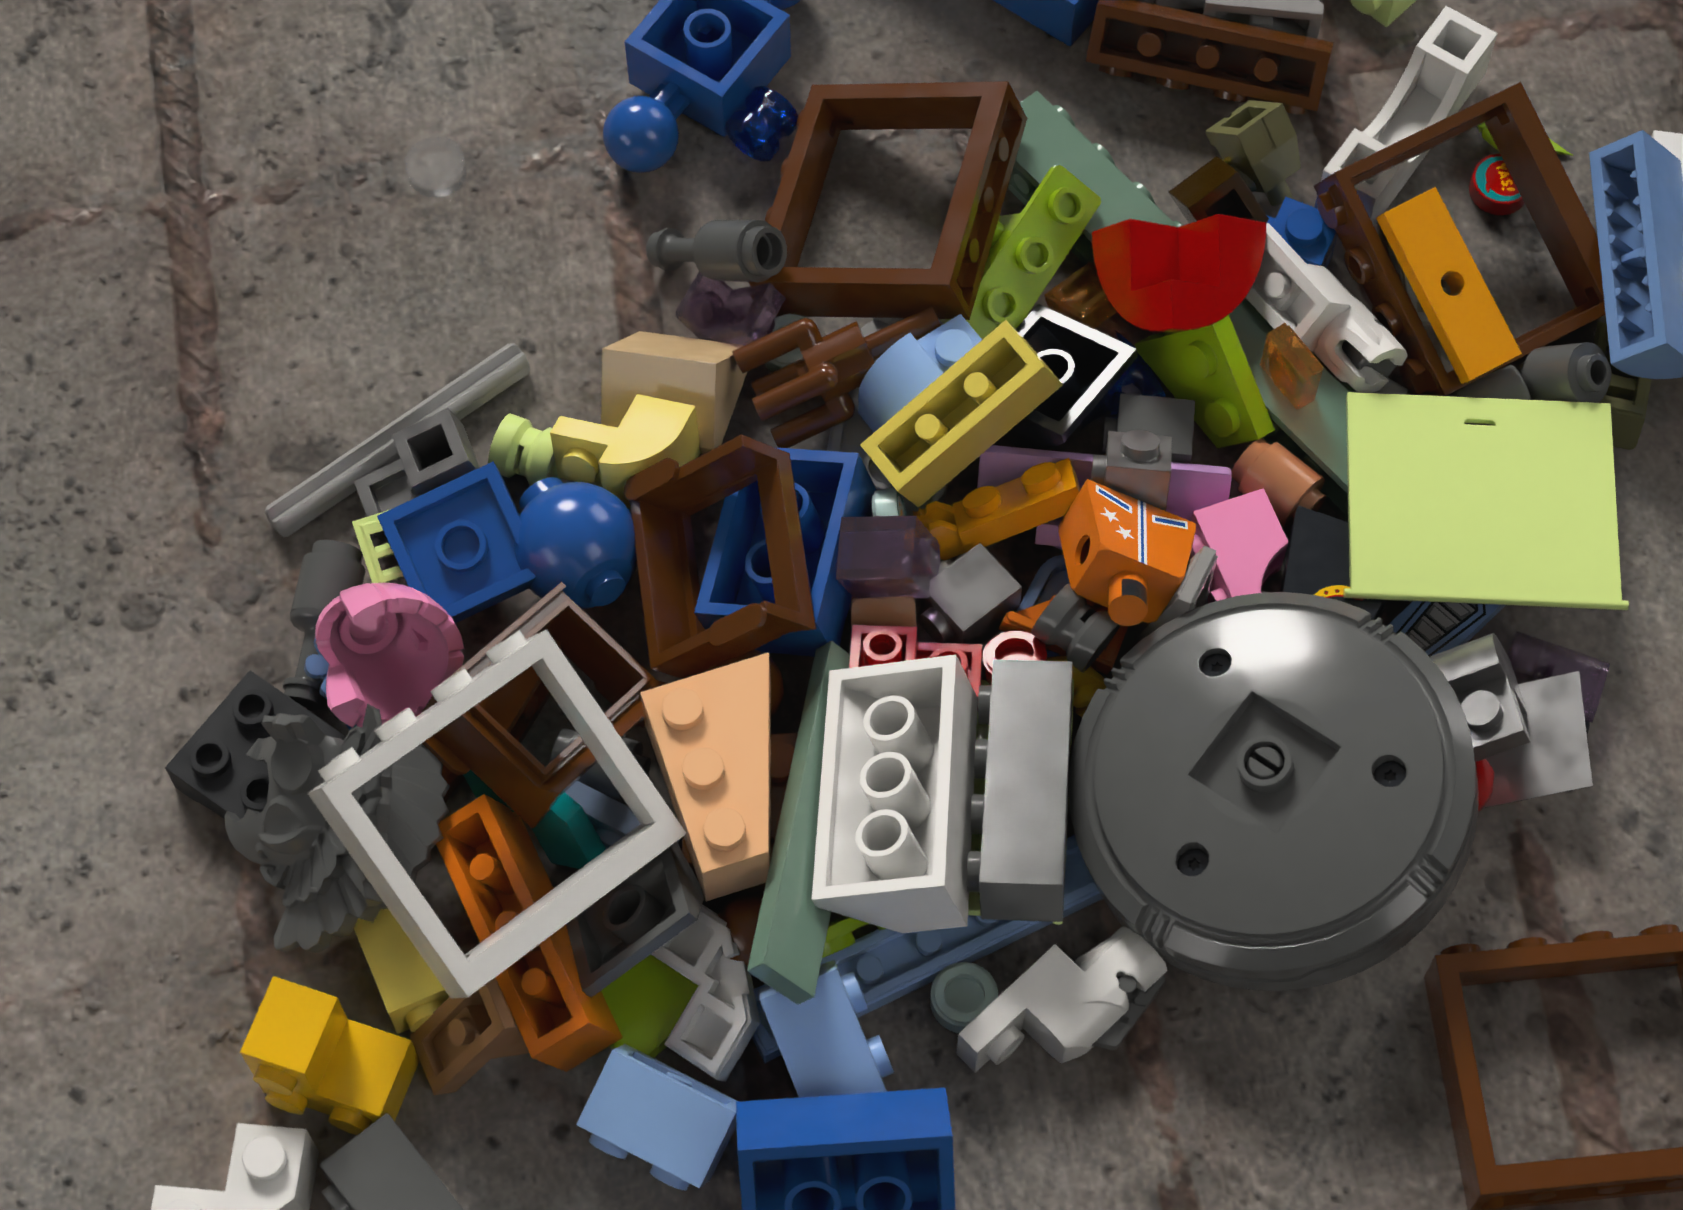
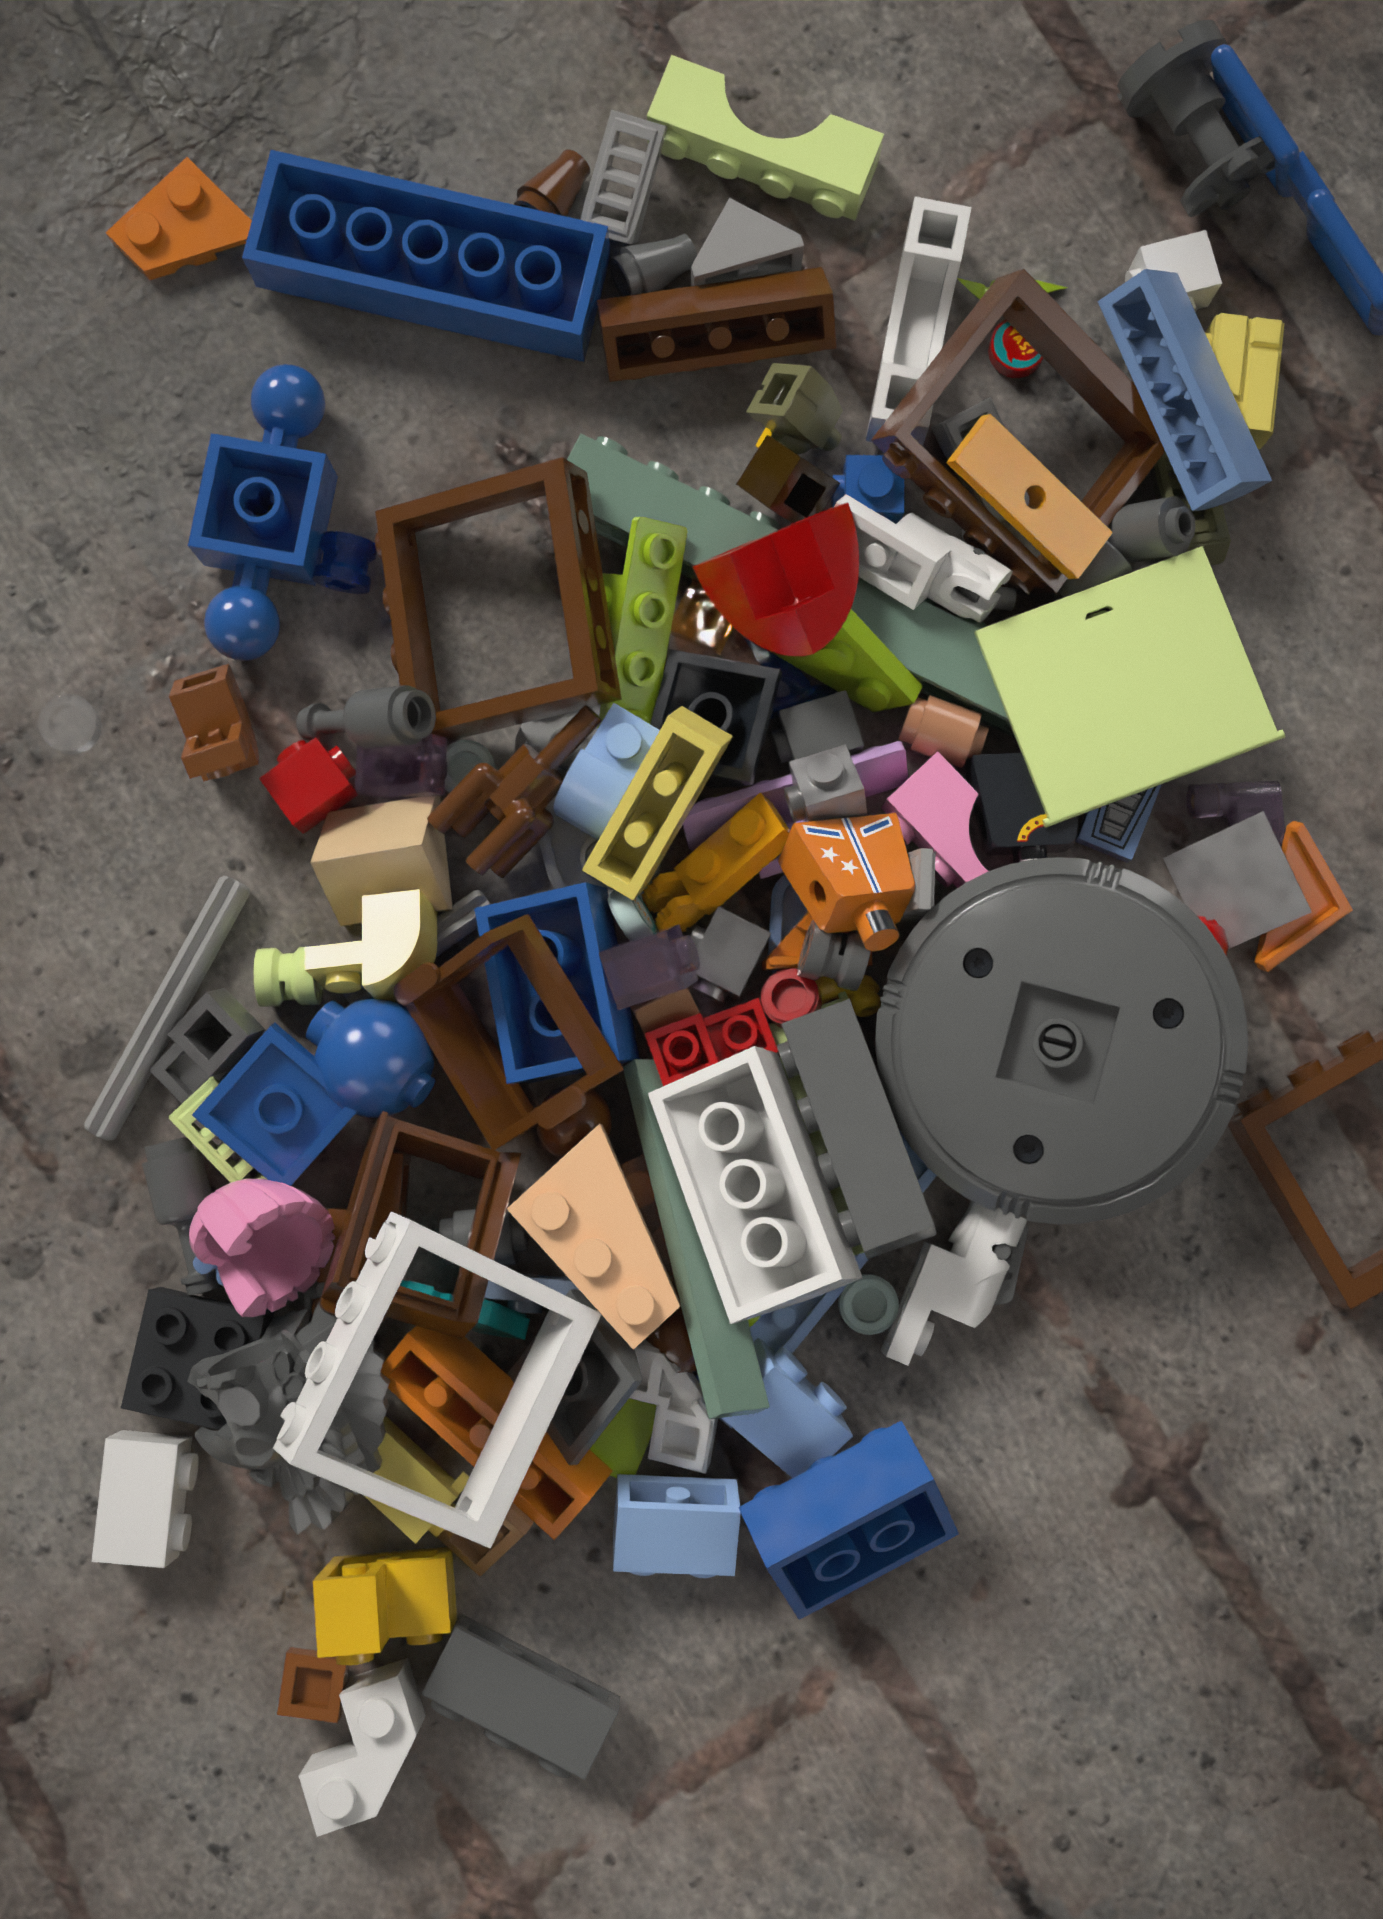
camera: 25 degrees left, 20 degrees up
(140, 868) = (144, 1499): none -> white brick
(210, 1115) = (311, 1686): none -> dark orange tile
(571, 210) = (214, 724): none -> dark orange brick
(636, 294) = (310, 782): none -> red brick
(1291, 366) = (921, 631): clear orange tile -> none
(1487, 693) = (1195, 871): flat silver brick -> none
(1613, 791) = (1320, 891): none -> orange tile

